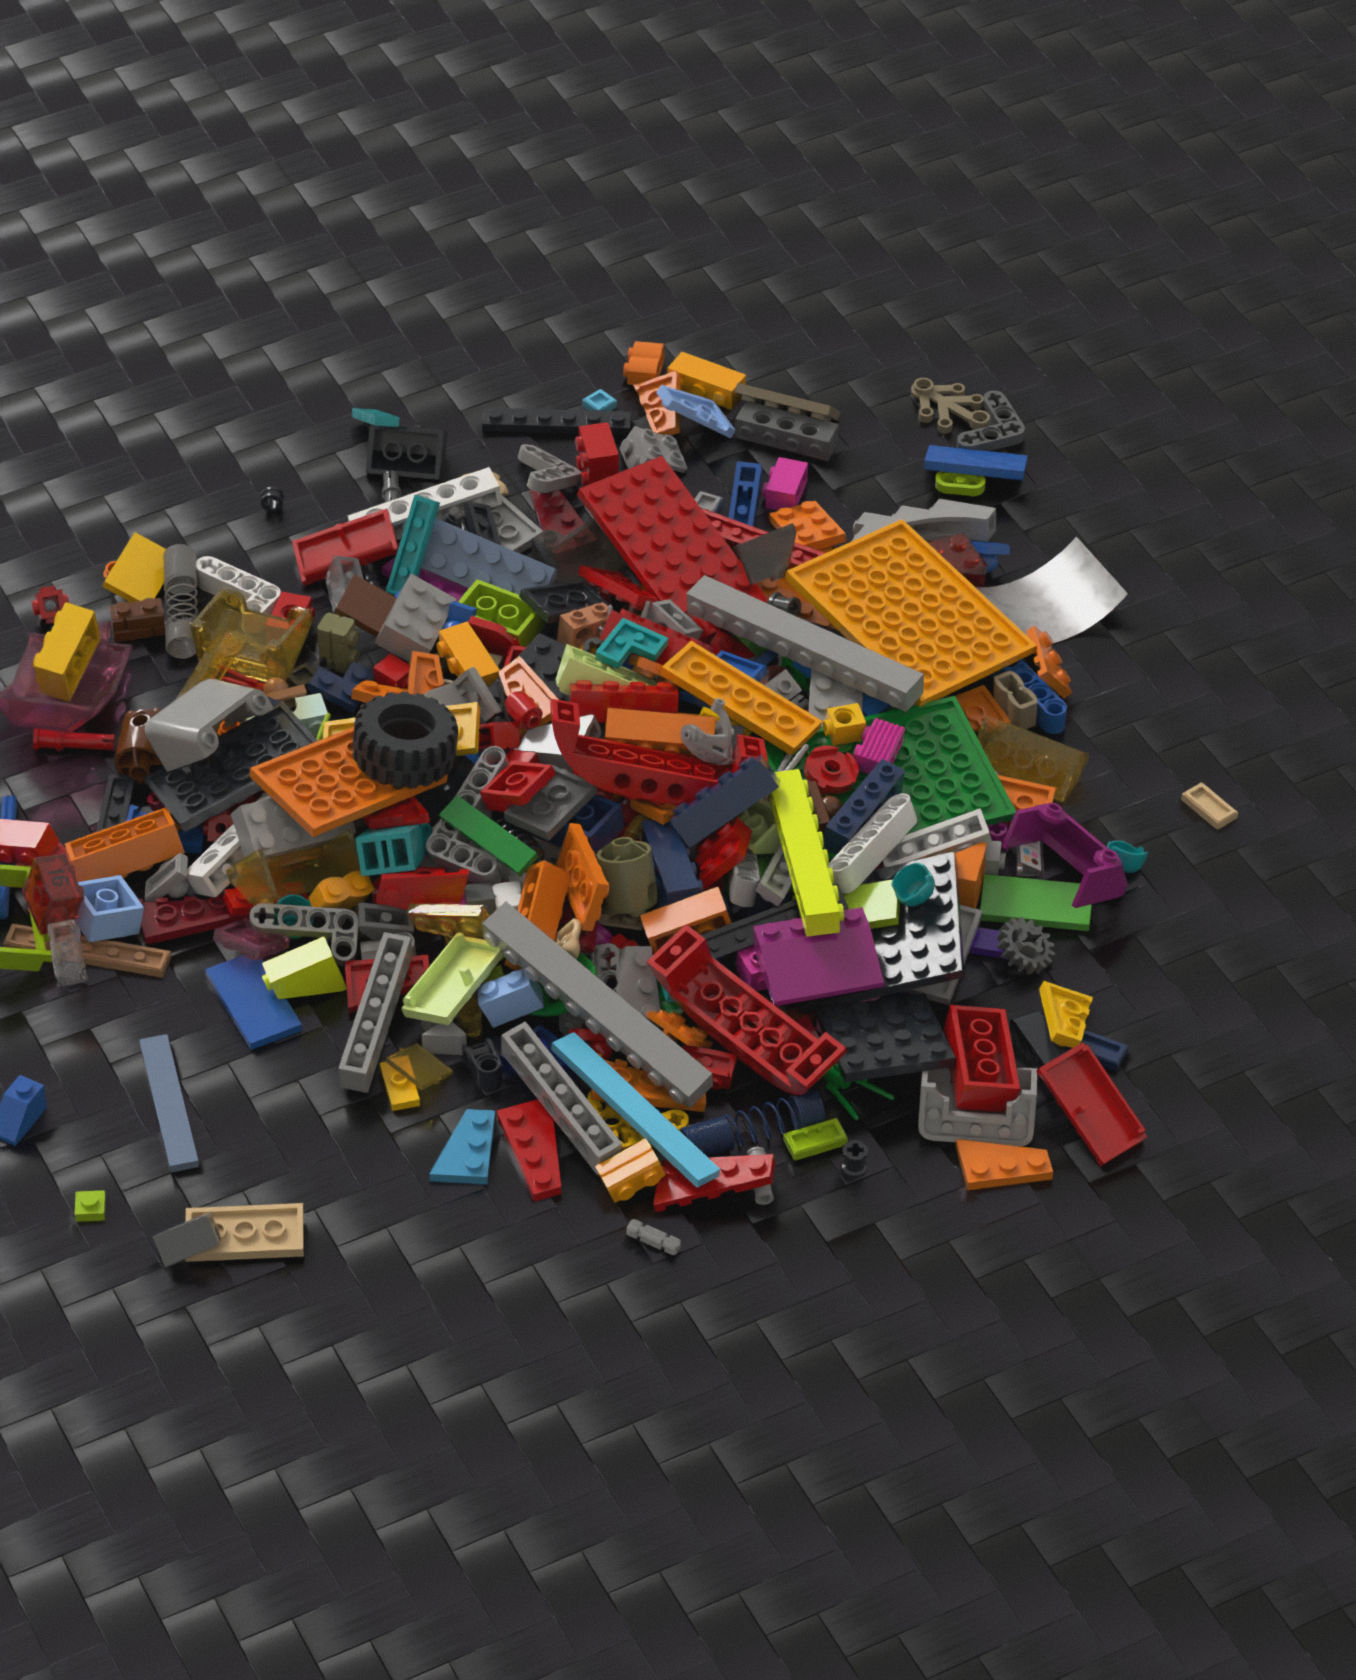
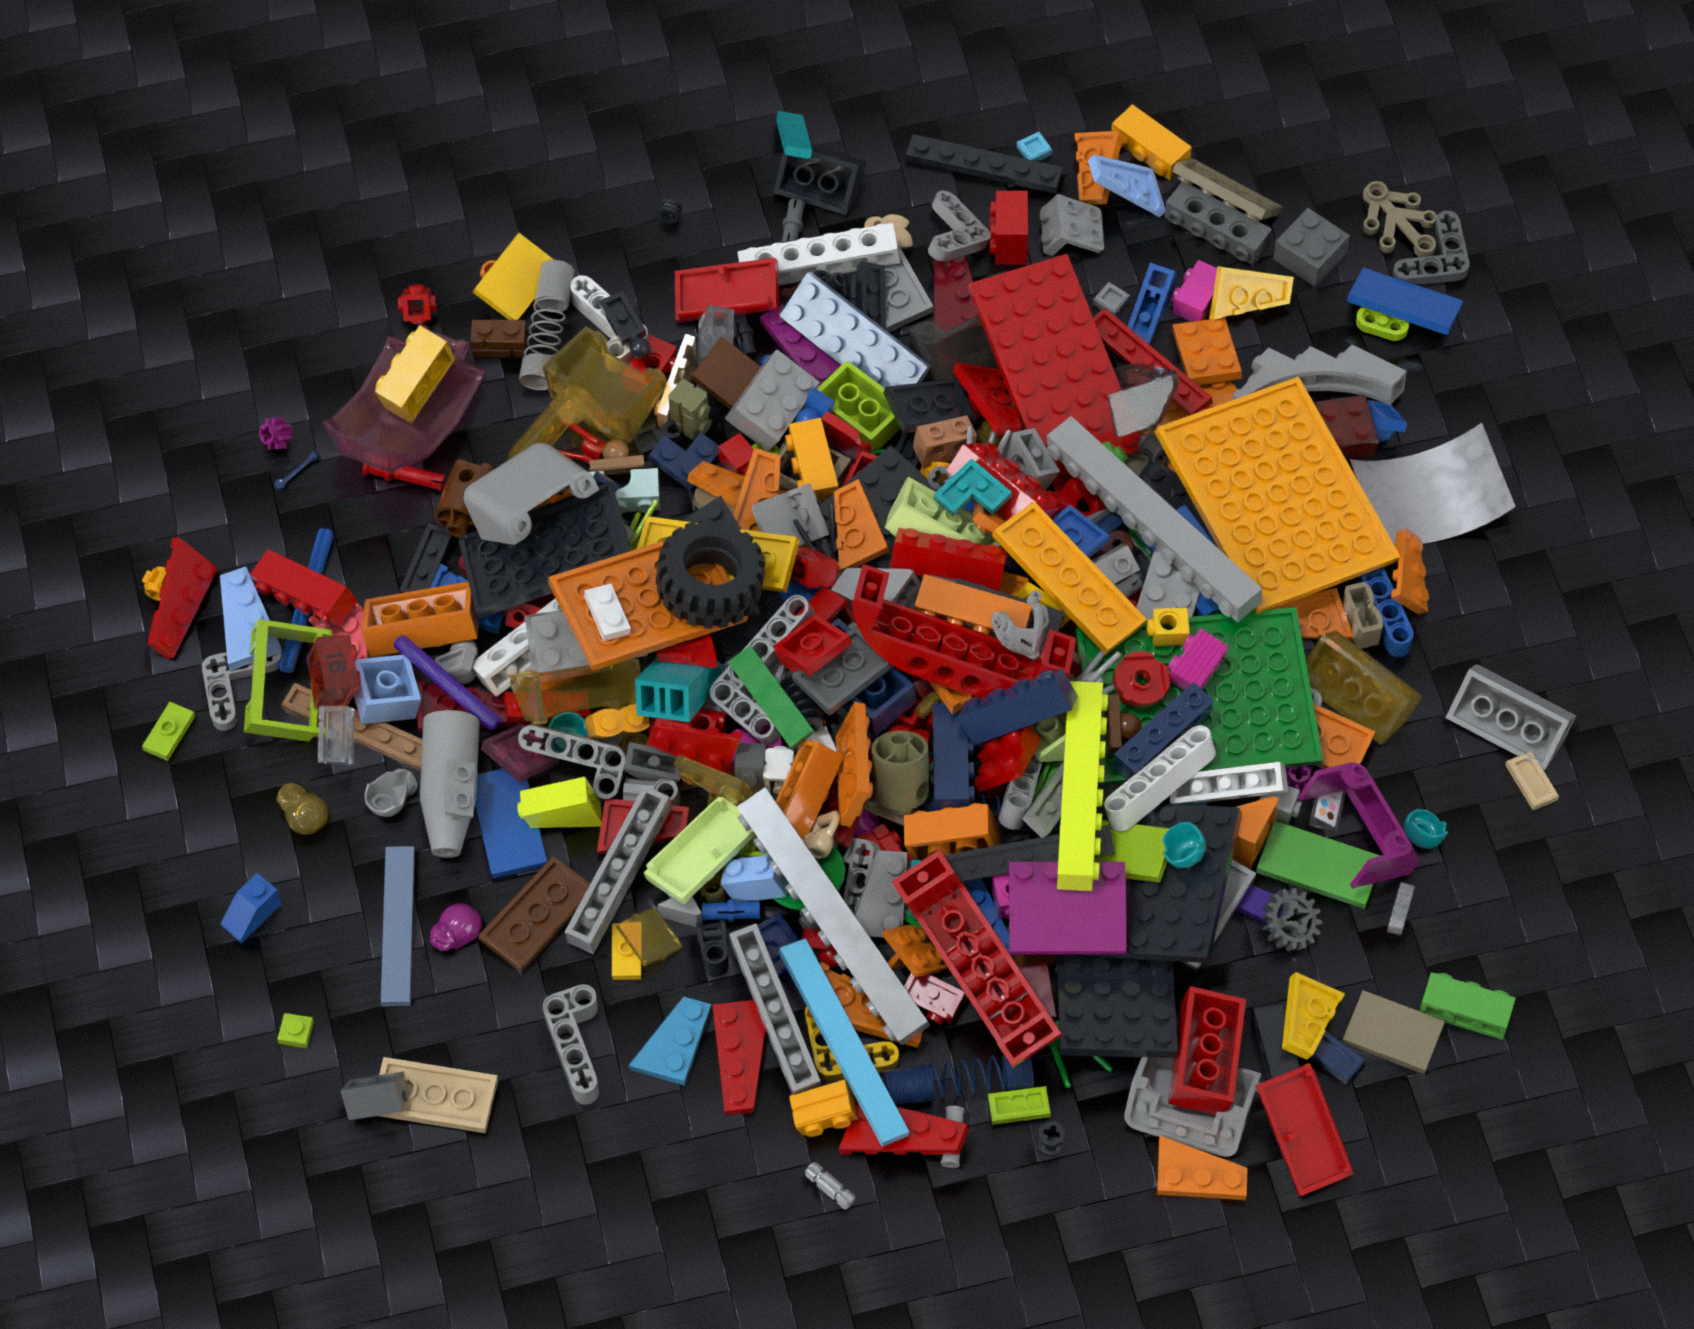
camera: 15 degrees right, 15 degrees up
(48, 1025) = (302, 810): none -> clear yellow hair
(132, 993) = (389, 792): none -> light grey hair
(165, 892) = (447, 682): none -> dark purple axle
(188, 966) = (449, 778): none -> light grey piece
(227, 1092) = (456, 927): none -> magenta hair
(258, 584) = (625, 324): none -> black plate
(301, 1070) = (535, 914): none -> reddish brown tile
(315, 785) = (607, 612): none -> white plate
(322, 606) = (683, 369): none -> tan wing
(355, 1149) = (574, 1047): none -> light grey beam
(413, 542) = (791, 307): teal tile -> none
(473, 1034) = (730, 910): none -> blue pin
(523, 710) = (845, 547): red brick -> none
(644, 361) = (1092, 108): orange brick -> none
(831, 474) = (1246, 290): none -> yellow wing
(878, 435) = (1311, 247): none -> dark grey brick
(1123, 921) = (1401, 908): none -> clear beam
(1147, 1020) = (1393, 1032): none -> dark tan tile
(1174, 756) = (1510, 715): none -> light grey slope
(1209, 985) = (1467, 1005): none -> bright green brick

